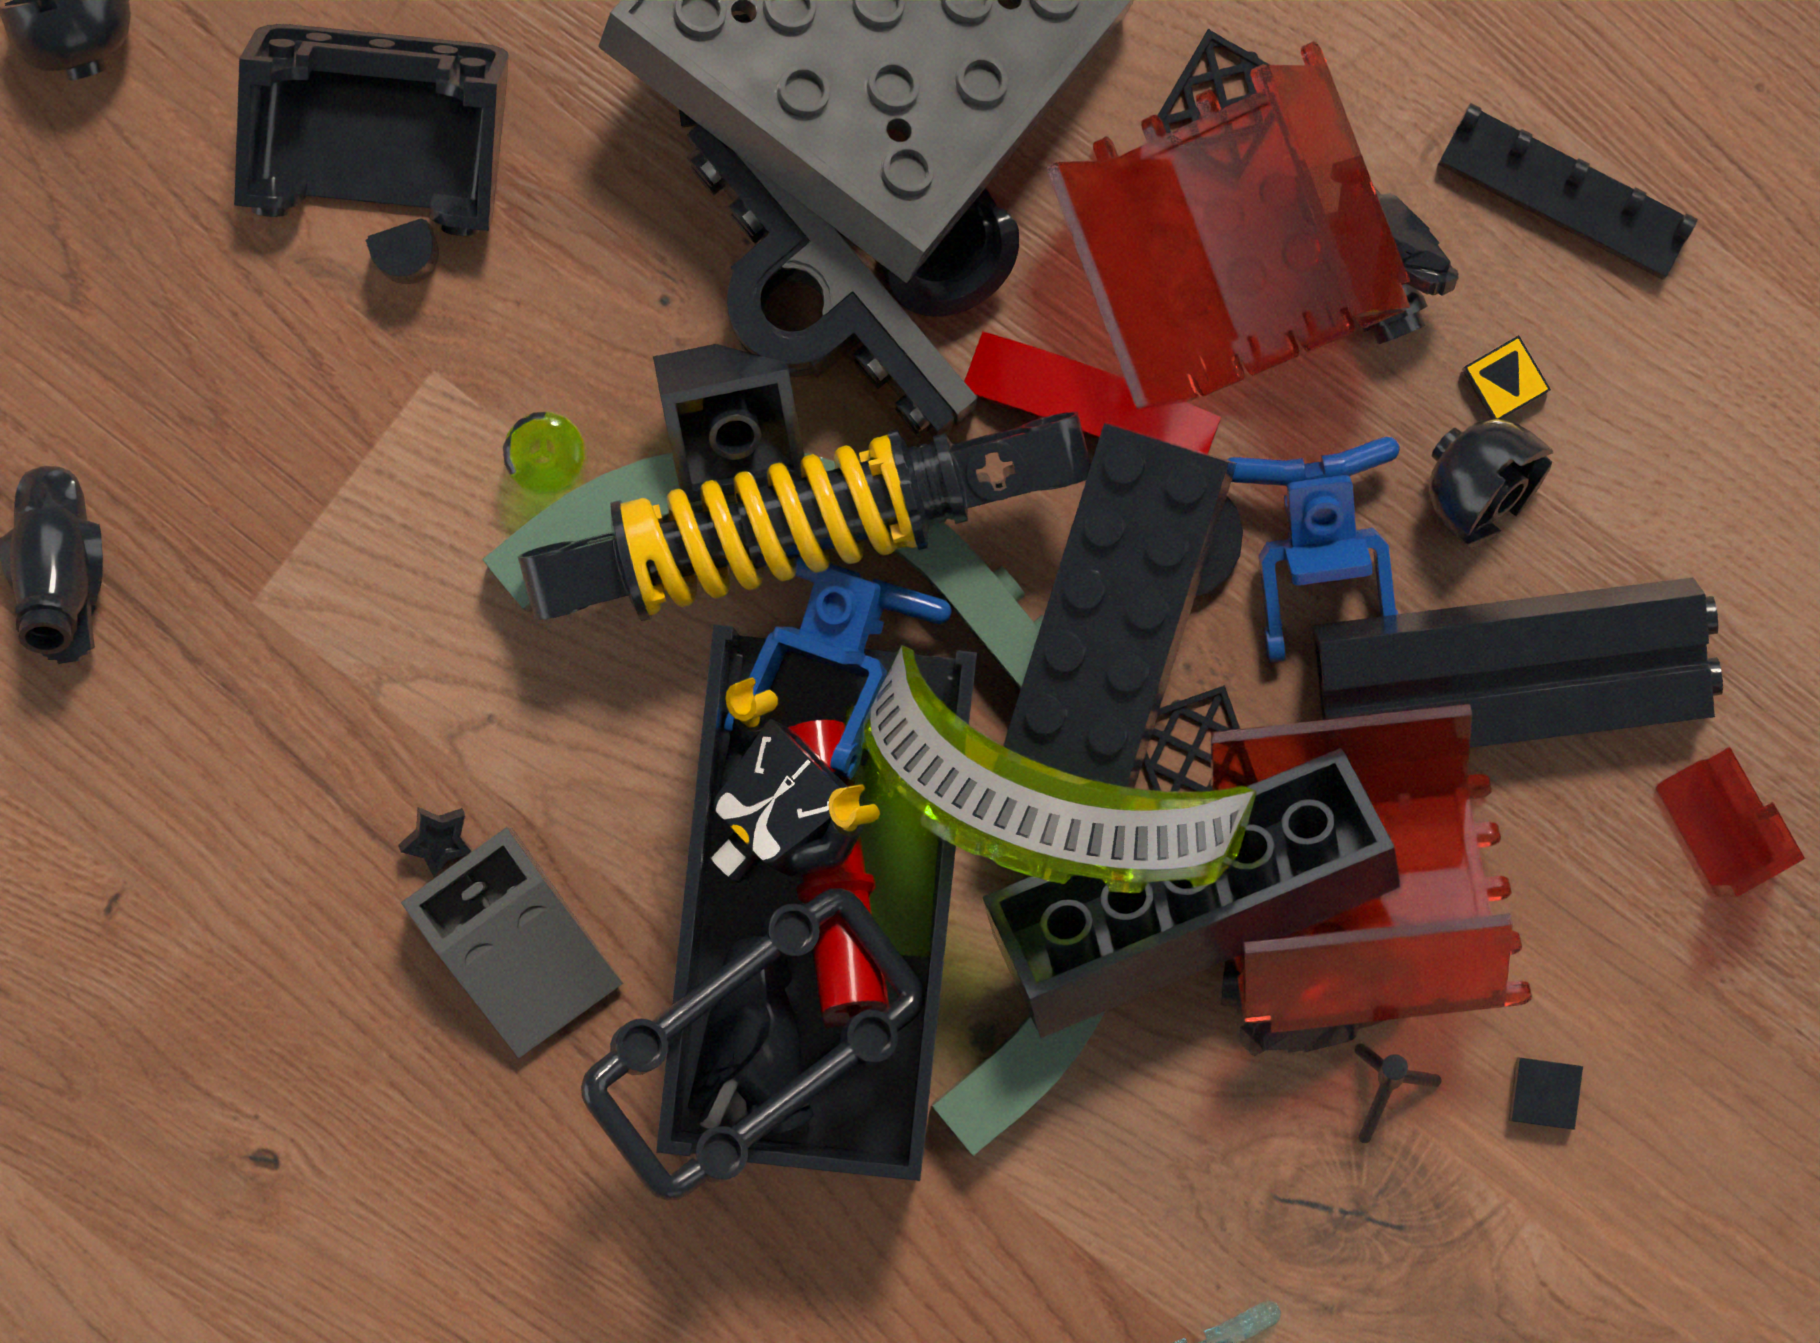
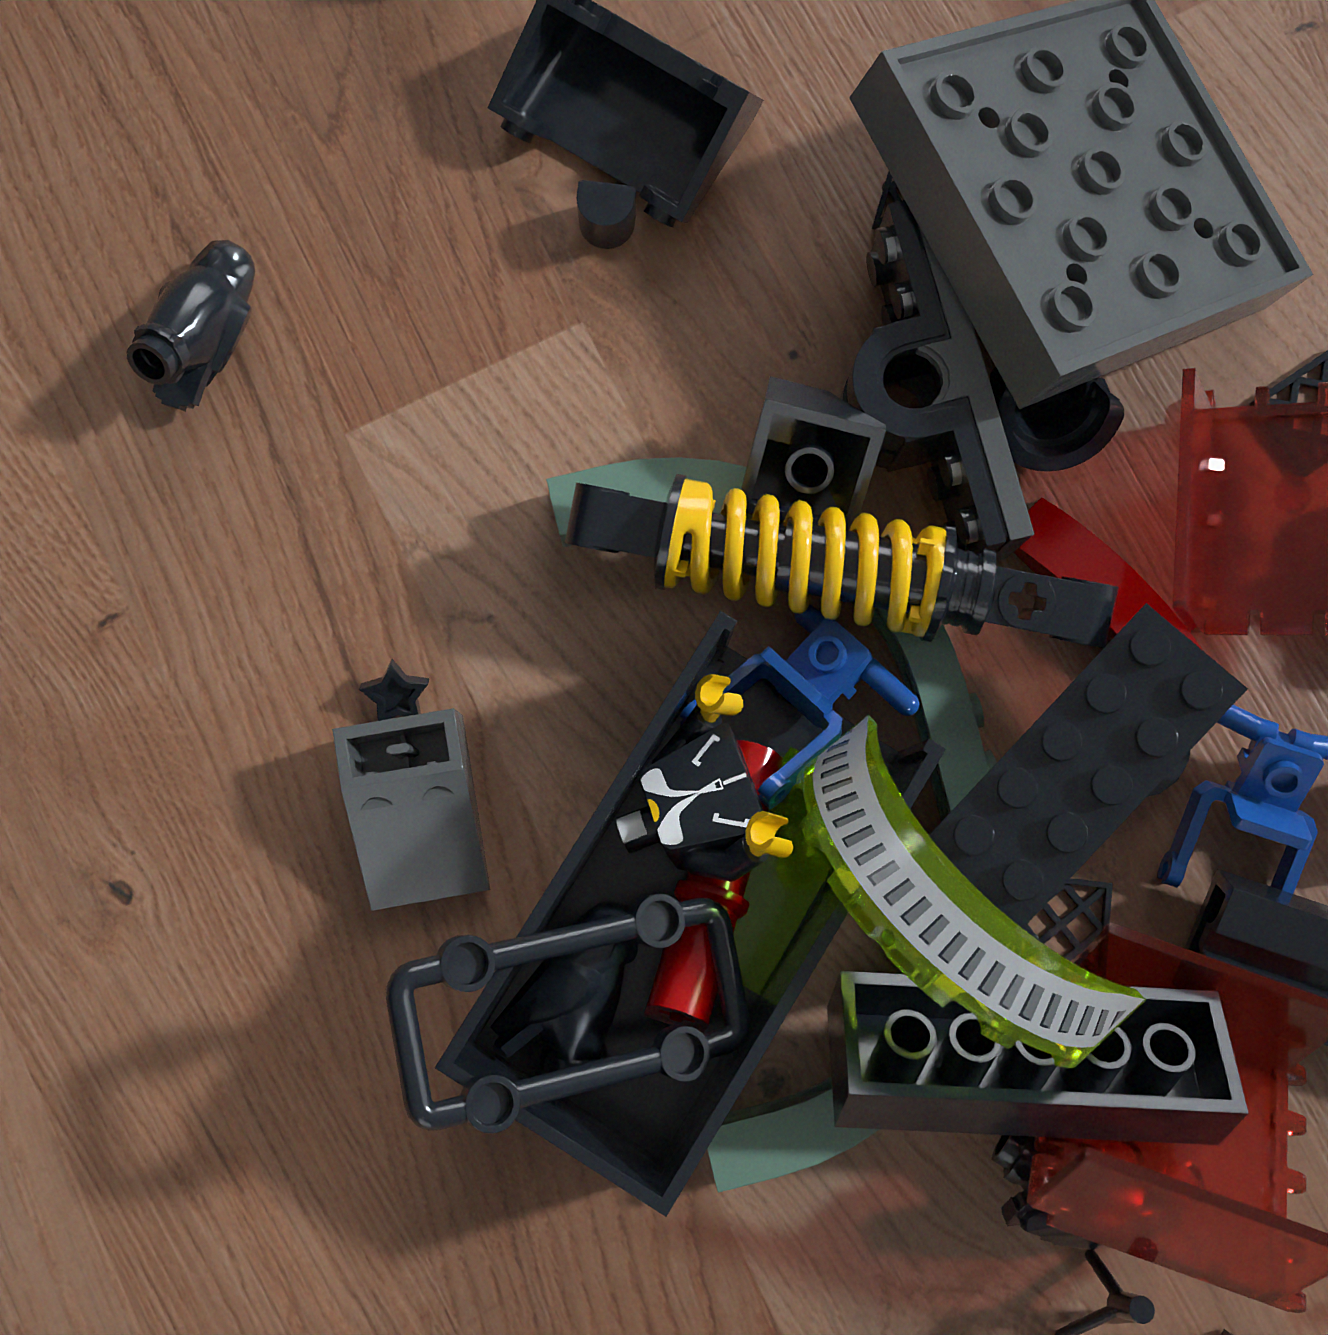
camera: 20 degrees right, 5 degrees down
(565, 465) = (656, 426): clear neon green head -> none

